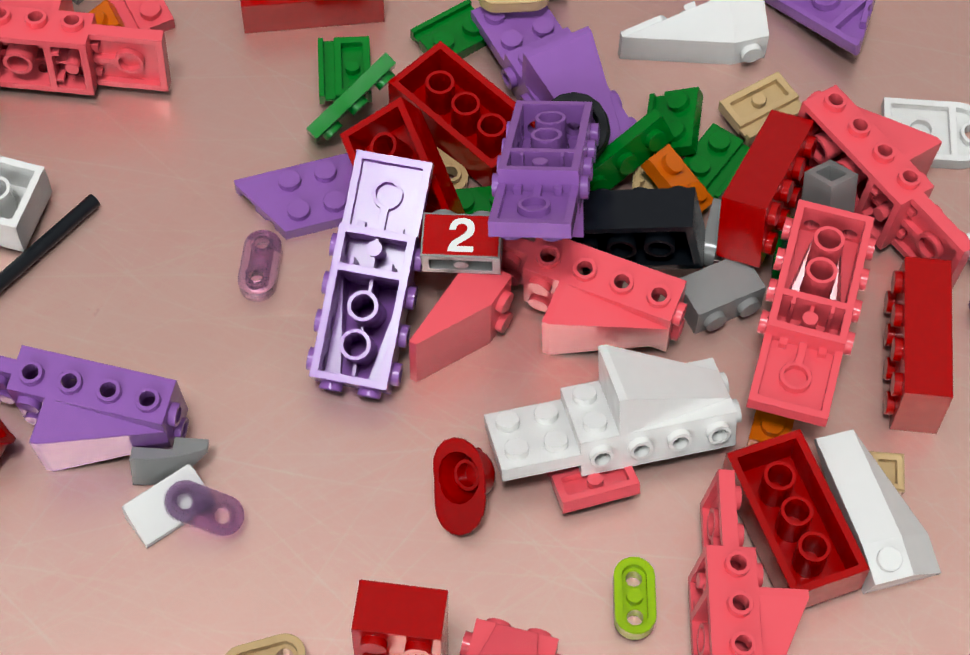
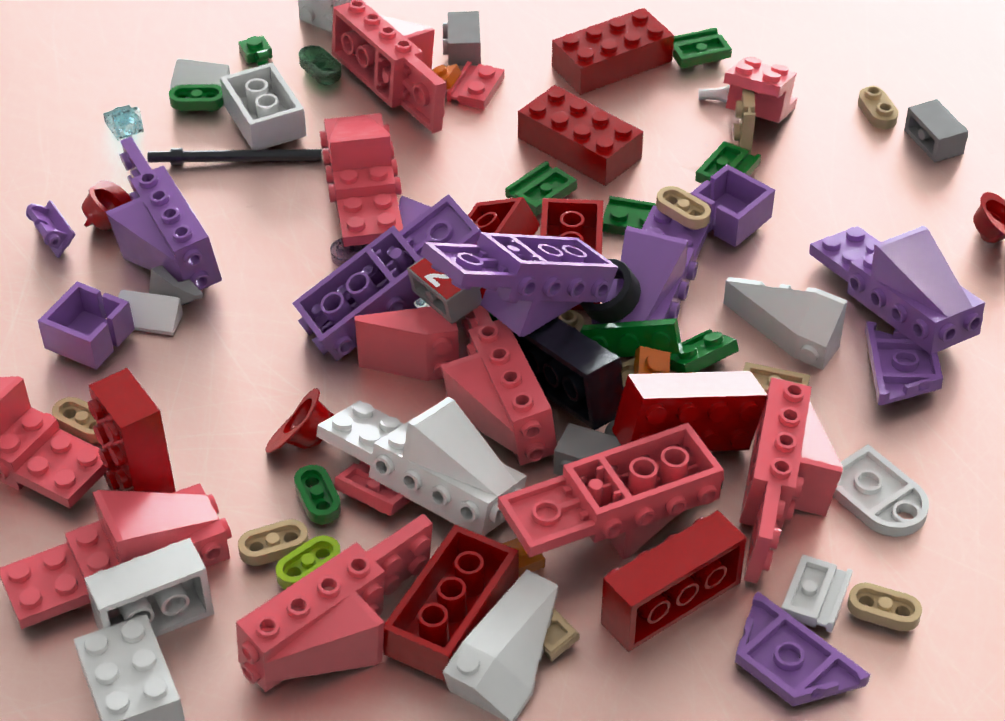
camera: 50 degrees right, 15 degrees down
(145, 579) = (79, 326): none -> medium lavender piece
(175, 188) = (361, 176): none -> coral wedge
(203, 508) = (158, 326): clear purple plate -> none
(352, 99) = (532, 192): green plate -> none
(559, 529) = (321, 500): none -> green plate
(582, 611) = (271, 541): none -> tan plate
(831, 186) = (735, 450): light grey brick -> none

